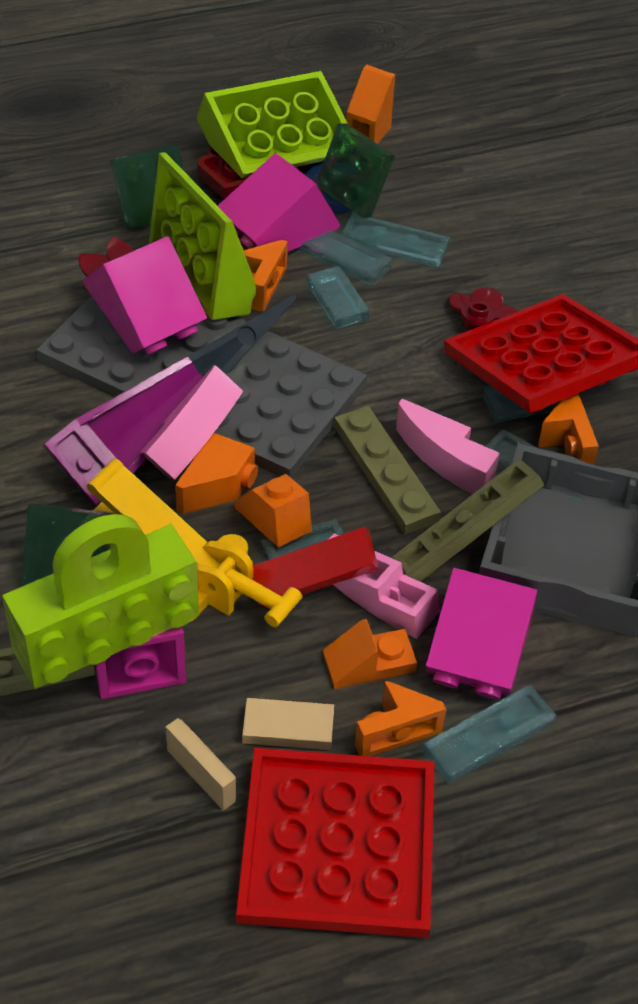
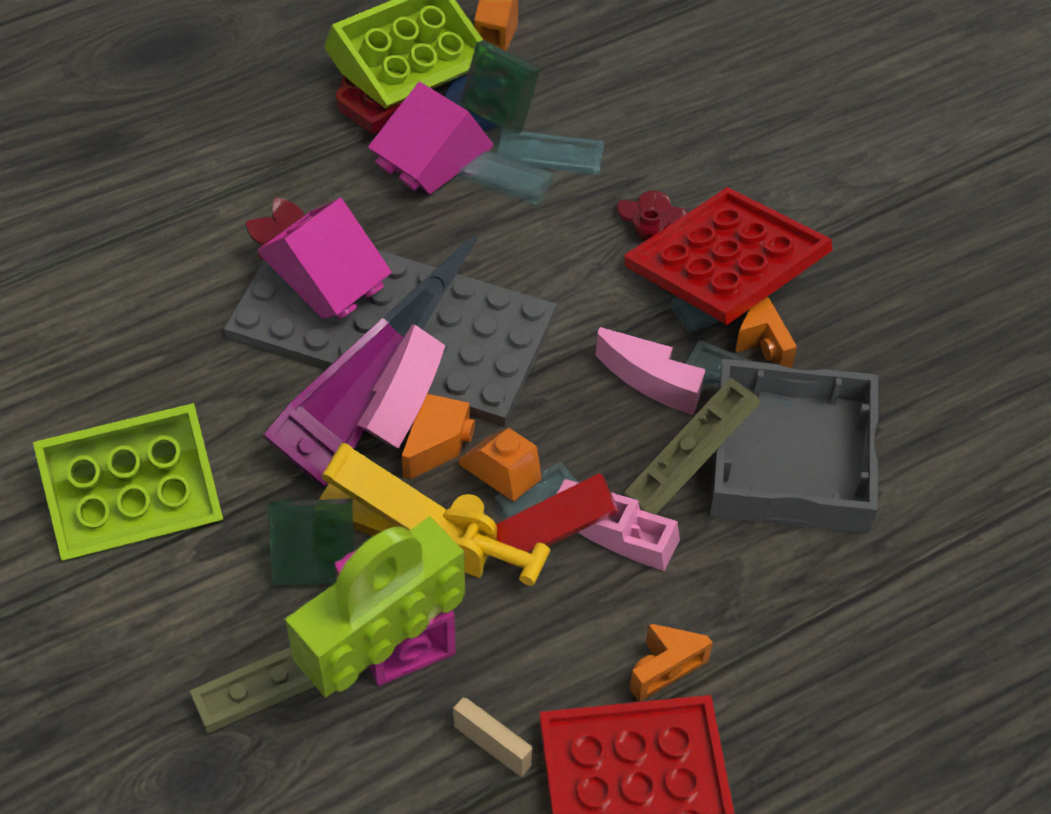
camera: 10 degrees left, 5 degrees up
(136, 182) = (298, 131): clear green plate -> none
(203, 242) = (369, 187): lime slope -> none
(267, 267) = (429, 206): orange slope -> none
(288, 724) = (564, 680): tan tile -> none
(338, 297) = (508, 223): clear light blue tile -> none
(365, 657) = (623, 598): orange slope -> none
(387, 470) = (597, 400): olive plate -> none
(481, 633) = (728, 560): dark pink slope -> none
(489, 733) = (753, 655): clear light blue tile -> none

